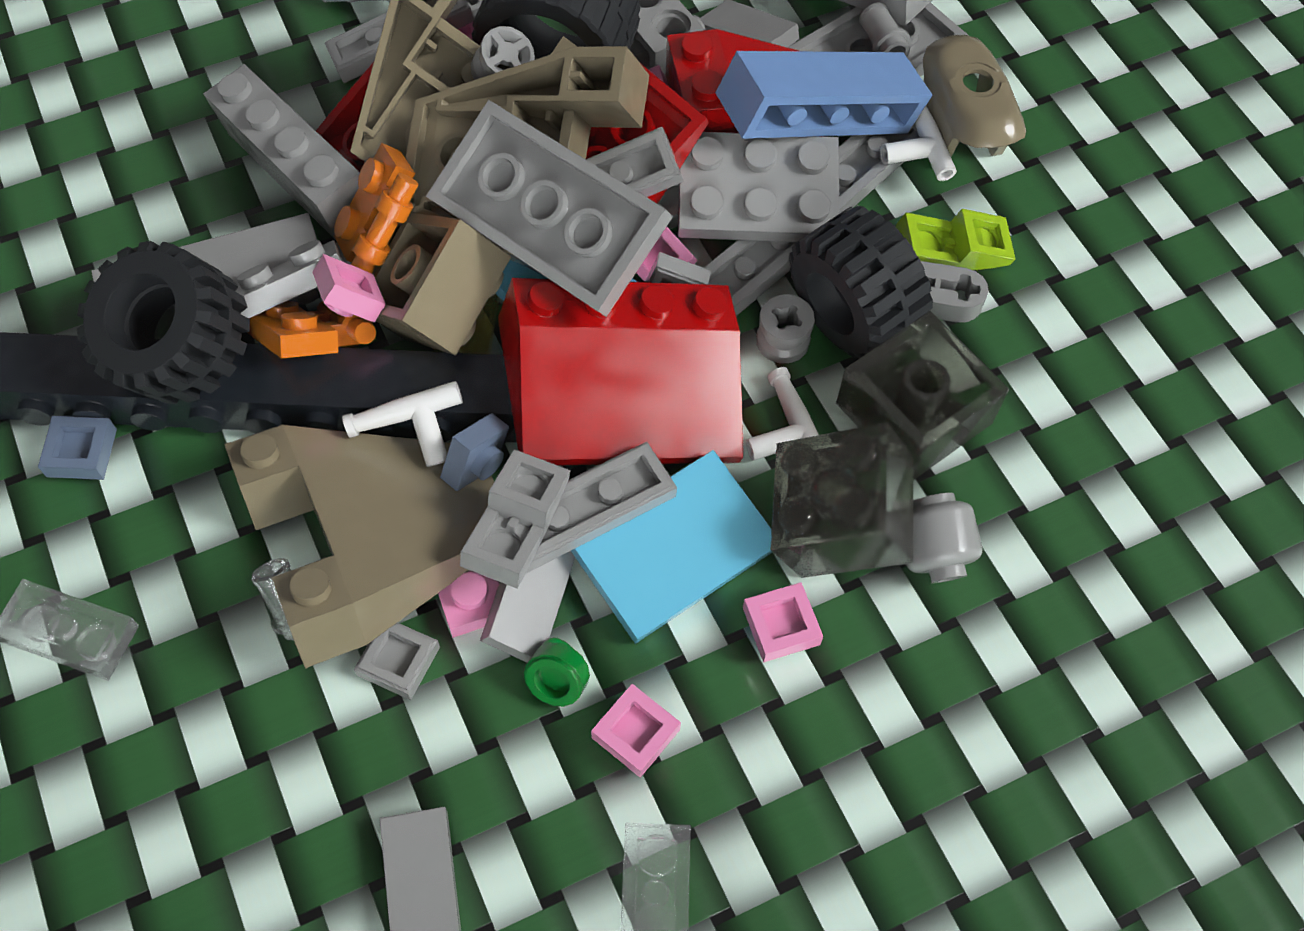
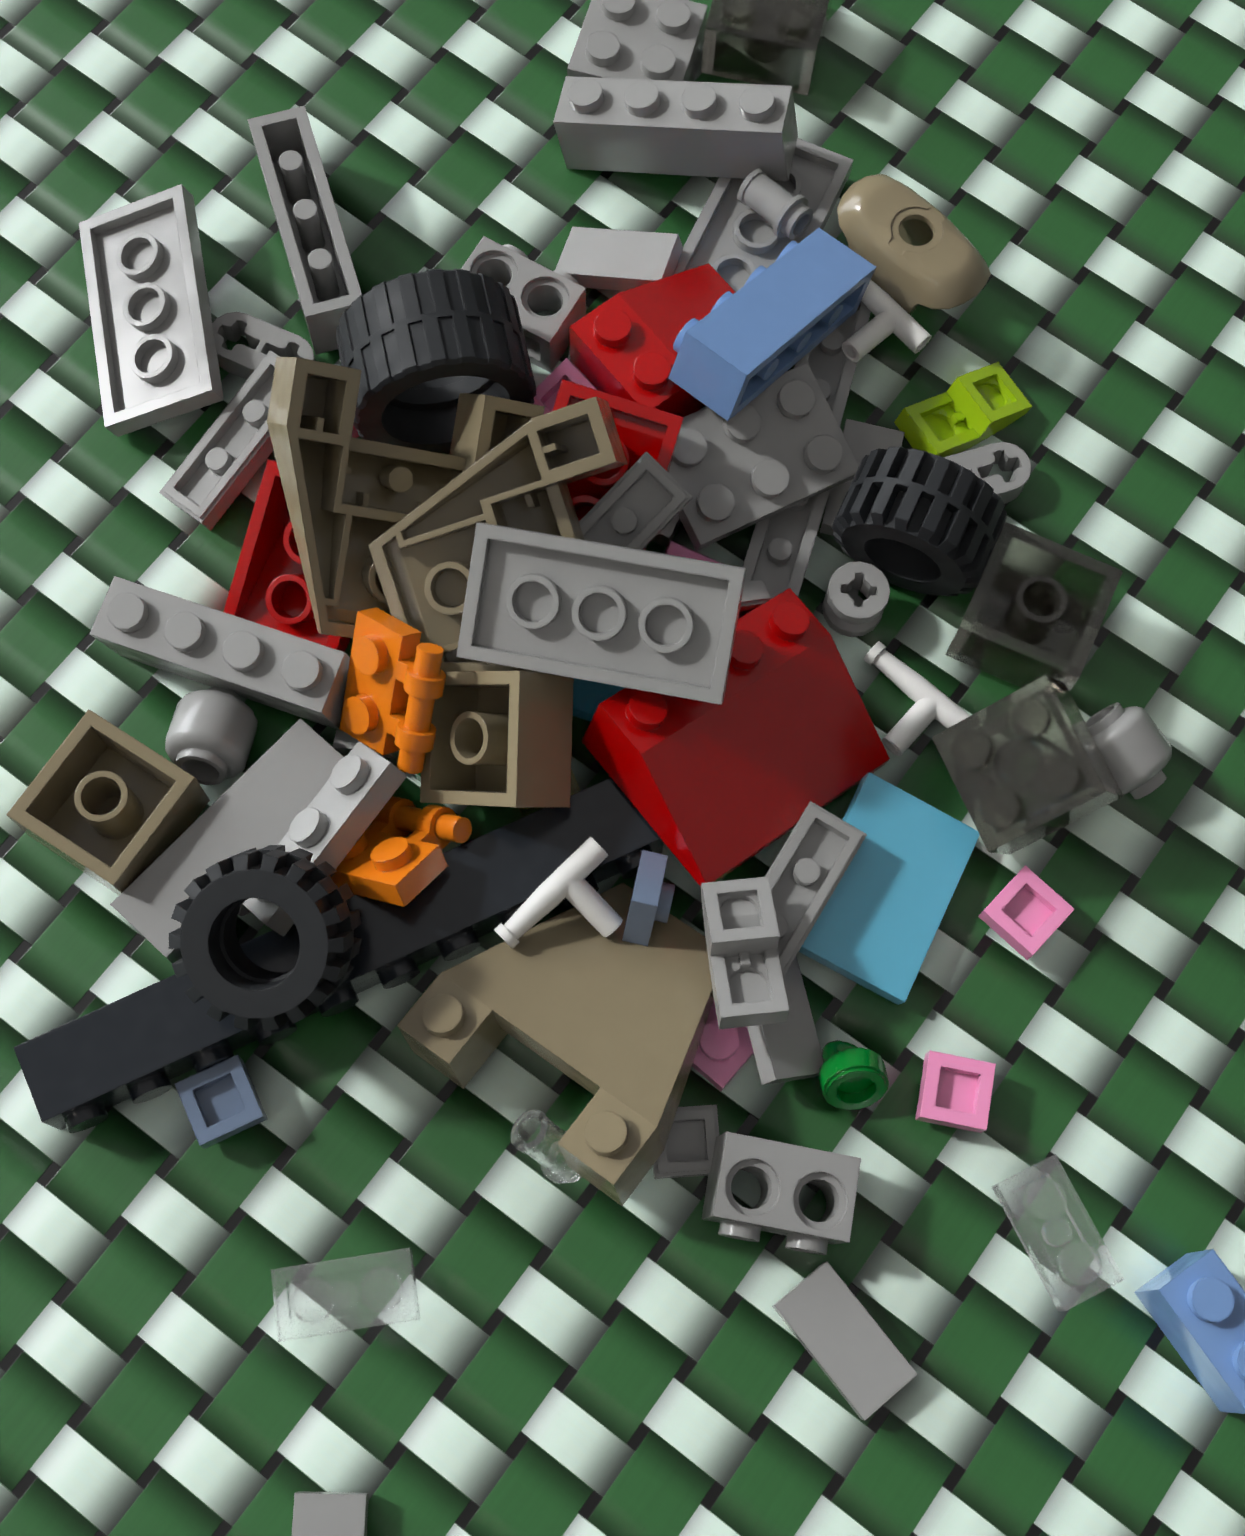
camera: 30 degrees left, 10 degrees up
(137, 200) = (108, 803): none -> dark tan brick
(244, 200) = (211, 735): none -> light grey head
(348, 289) = (426, 795): bright pink plate -> none
(452, 716) = (782, 1173): none -> light grey brick
(501, 46) = (452, 451): light grey wheel -> none

